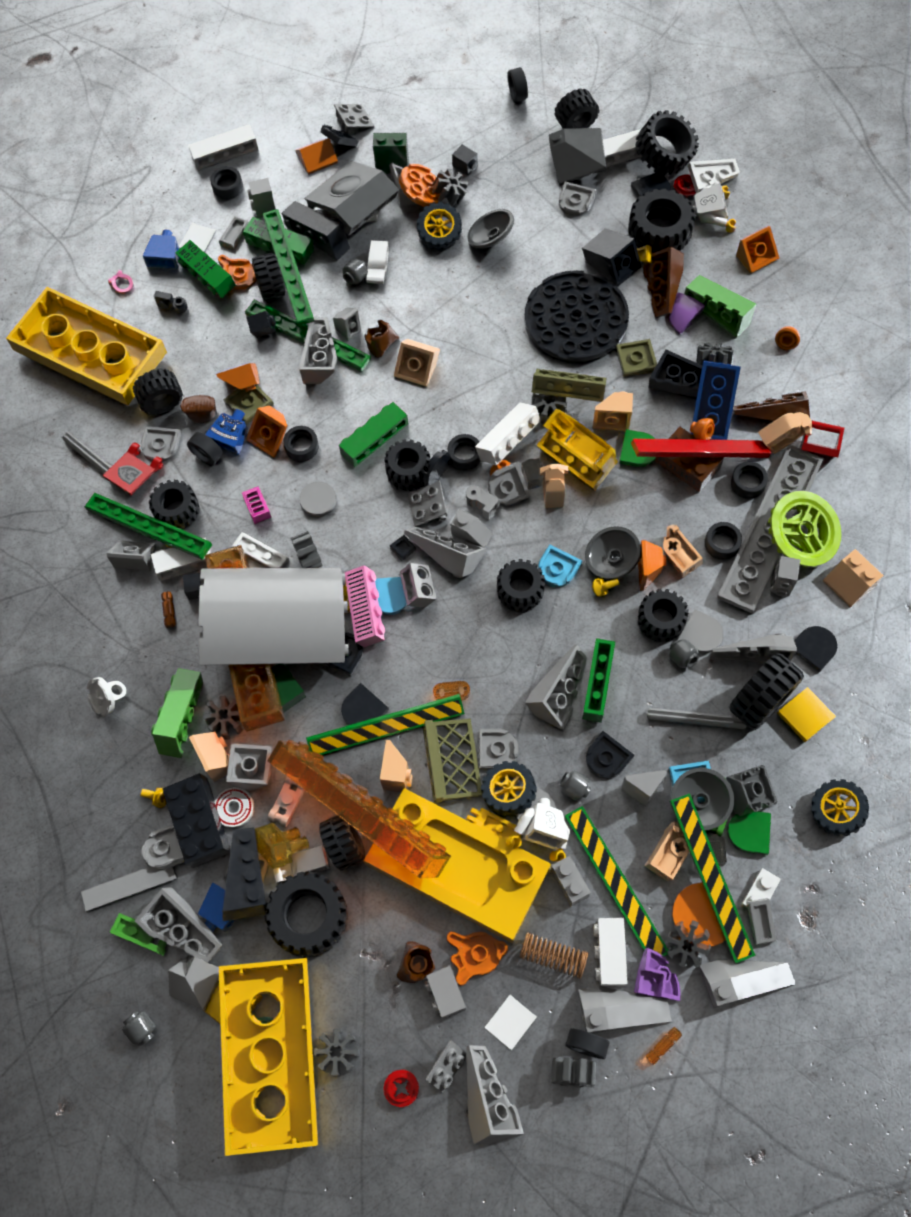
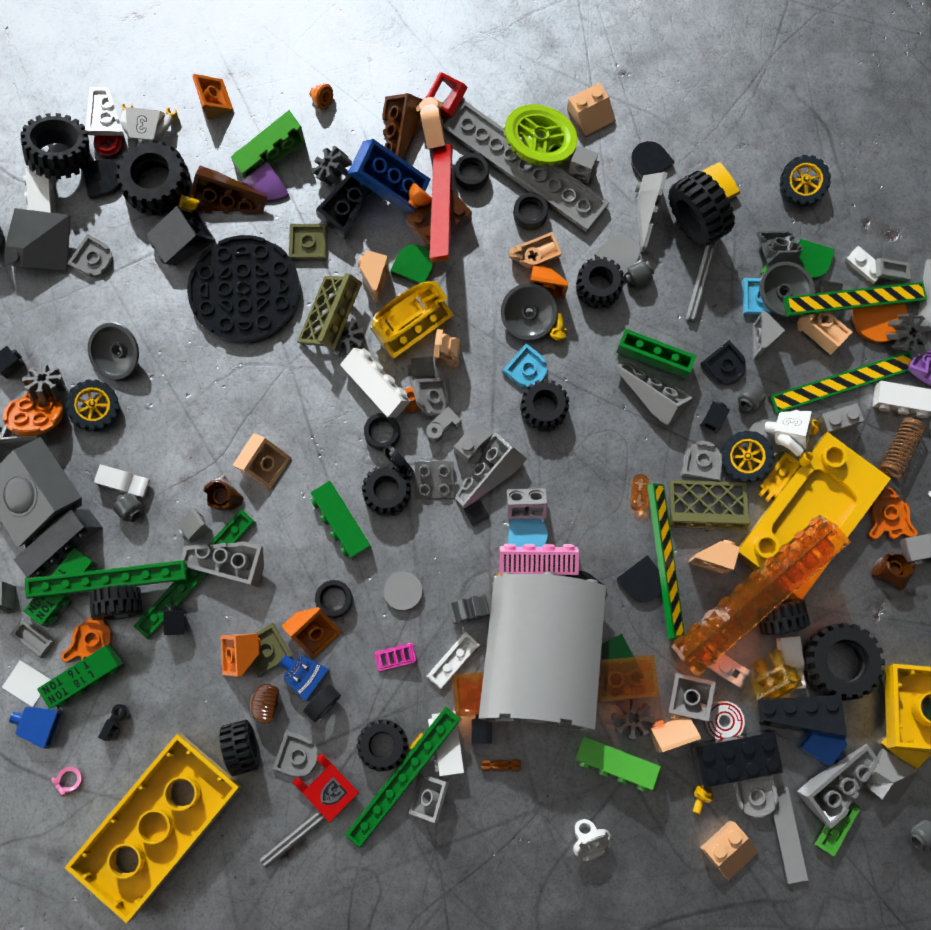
camera: 85 degrees left, 10 degrees up
(107, 828) = (729, 849): none -> light nougat slope
(546, 751) = (715, 416): none -> black brick

